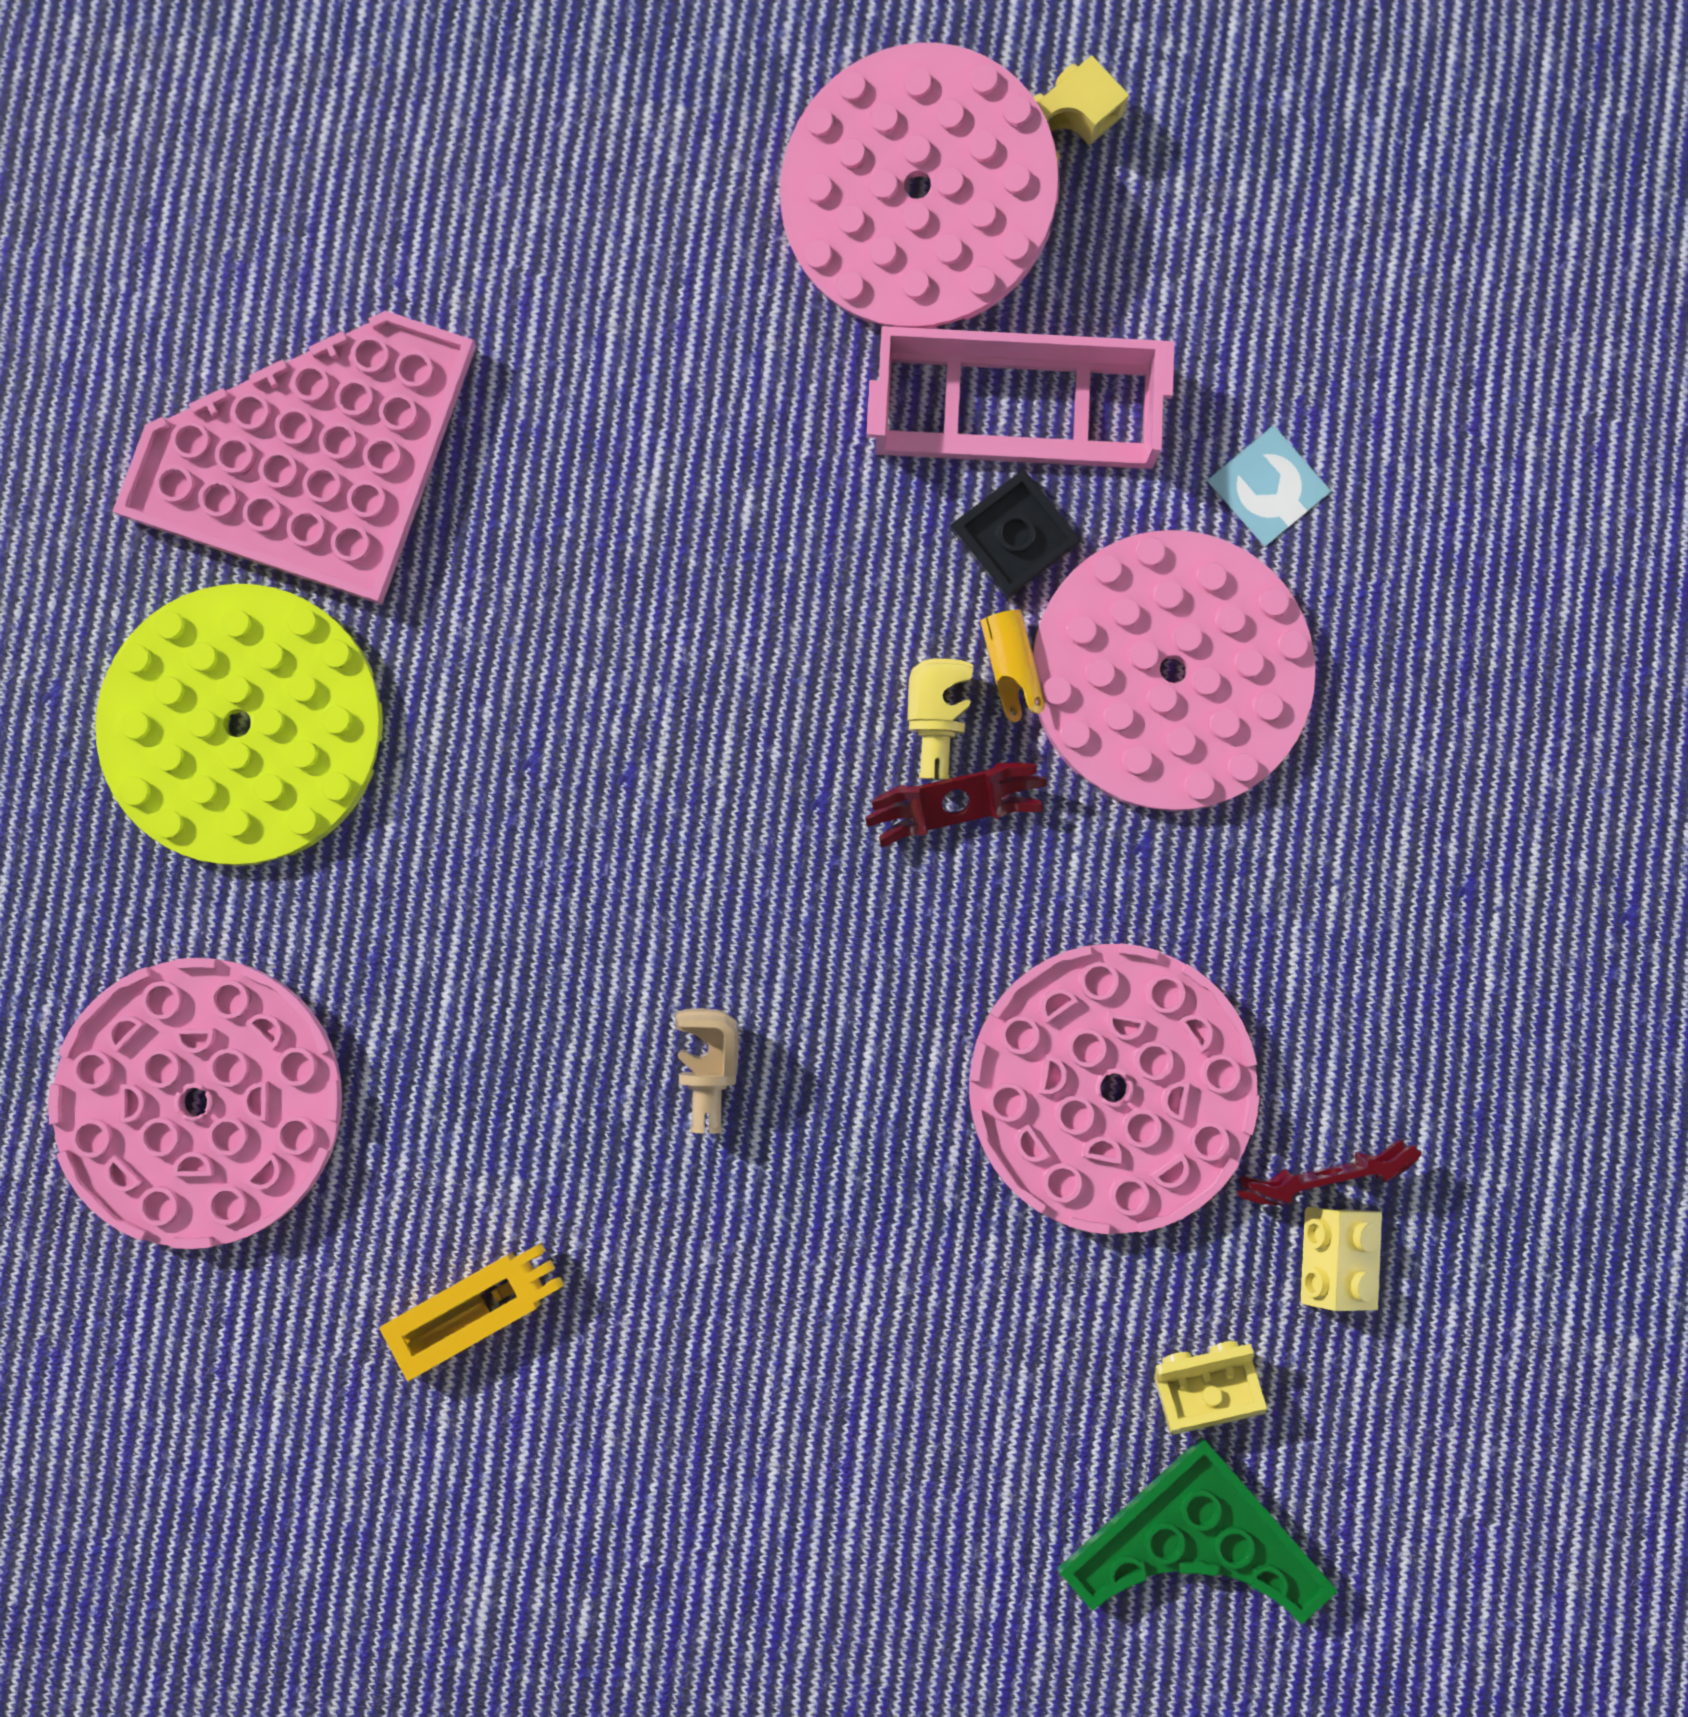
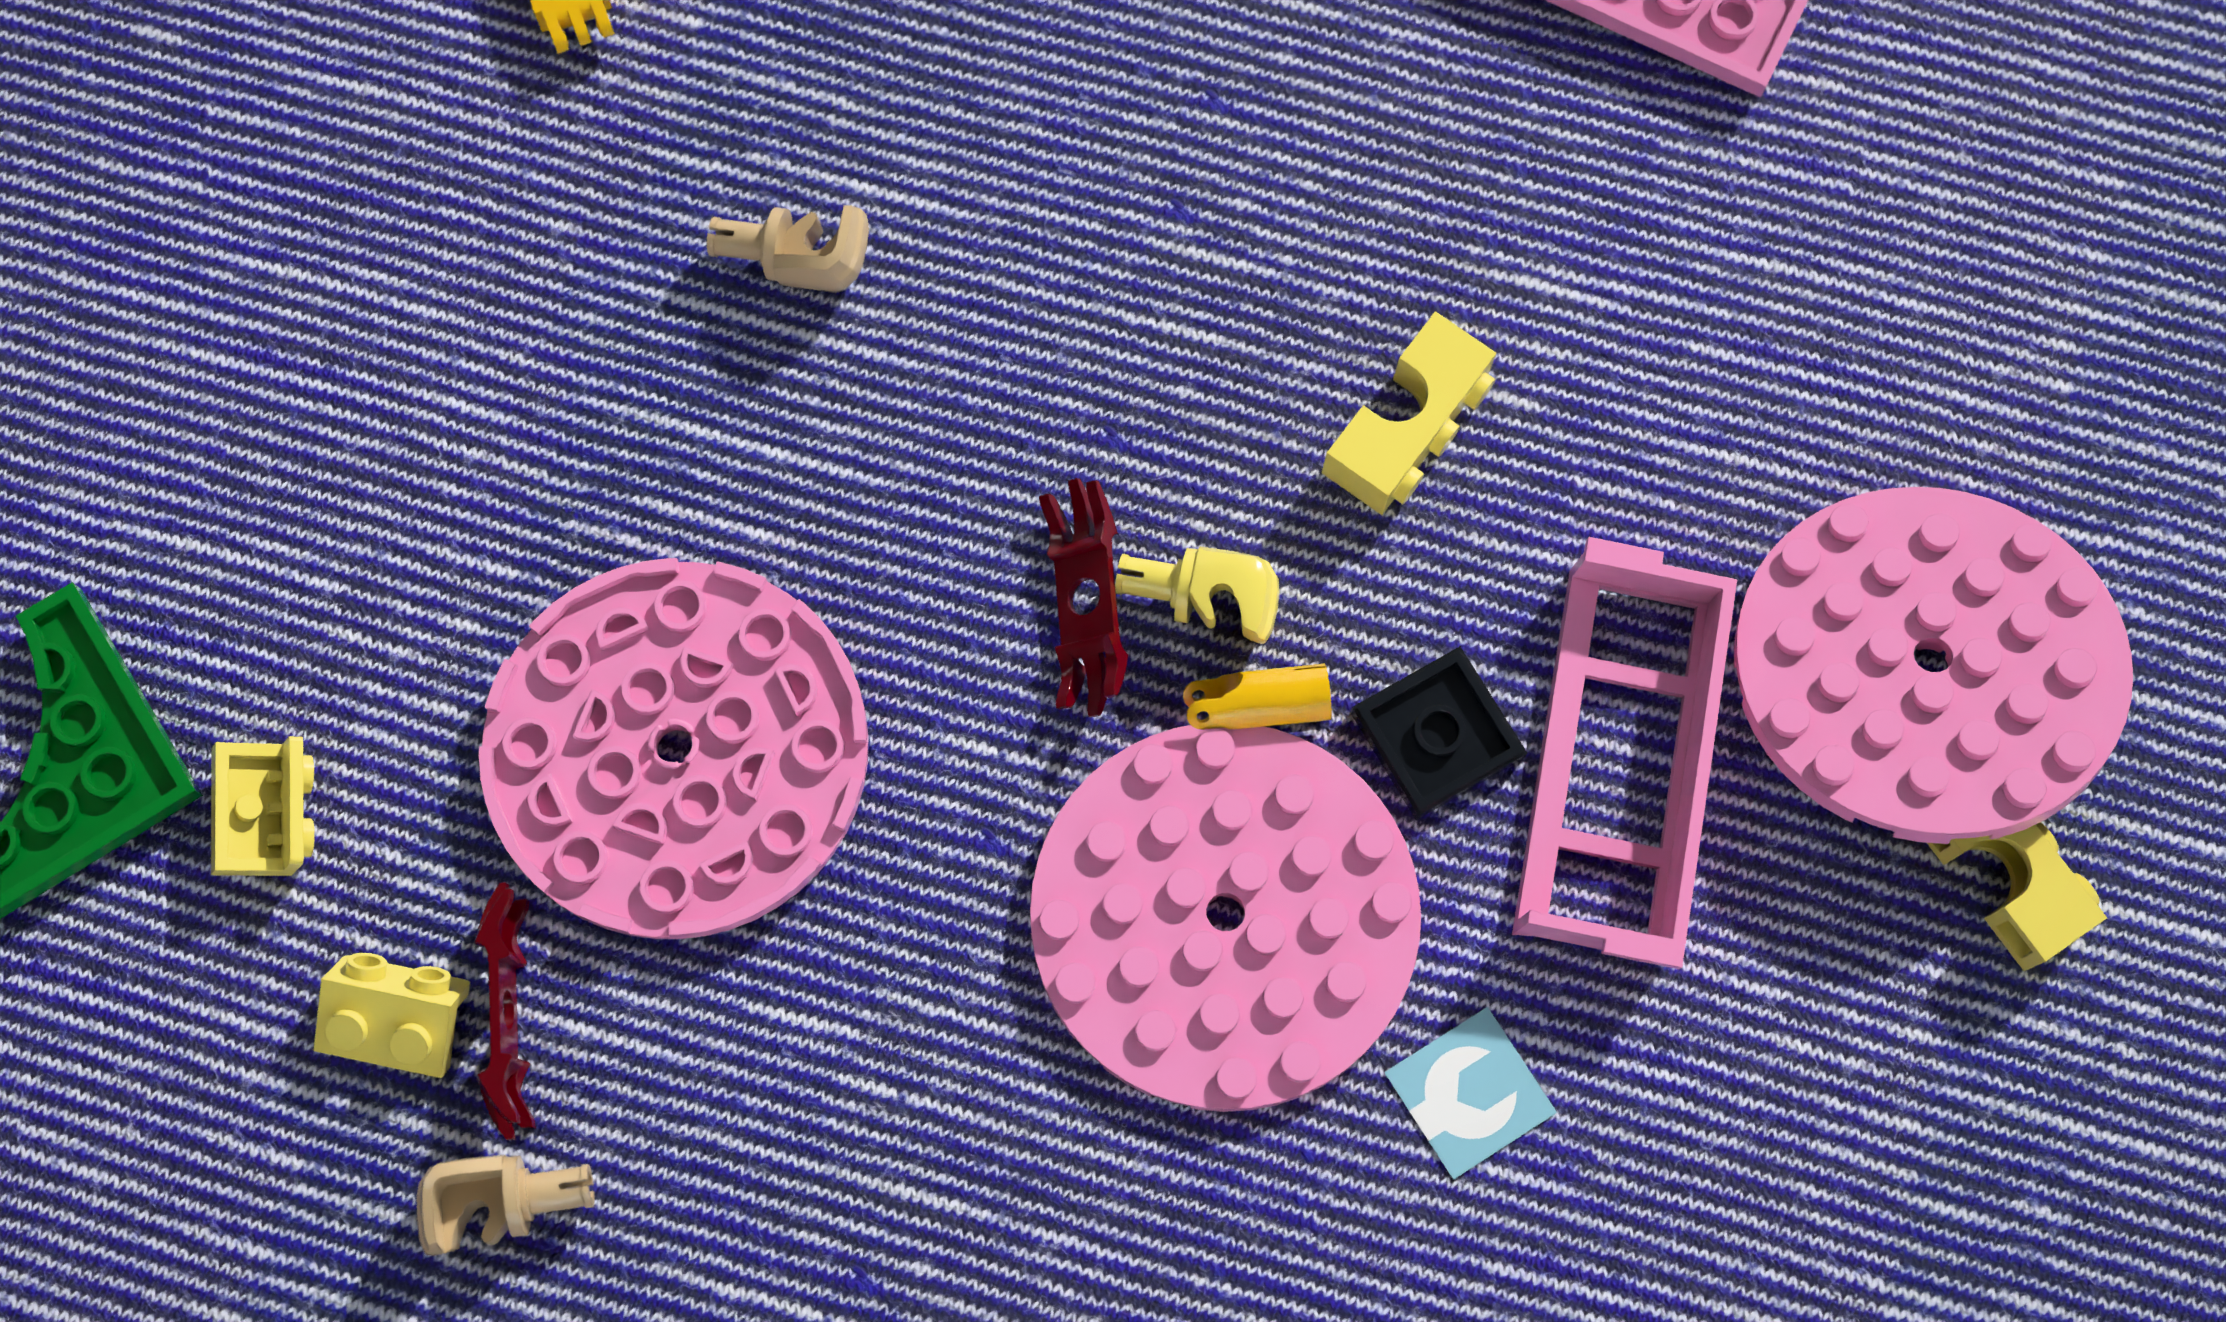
camera: 95 degrees right, 10 degrees down
(744, 555) = (1381, 457): none -> light yellow arch
(1455, 1149) = (458, 1188): none -> tan piece

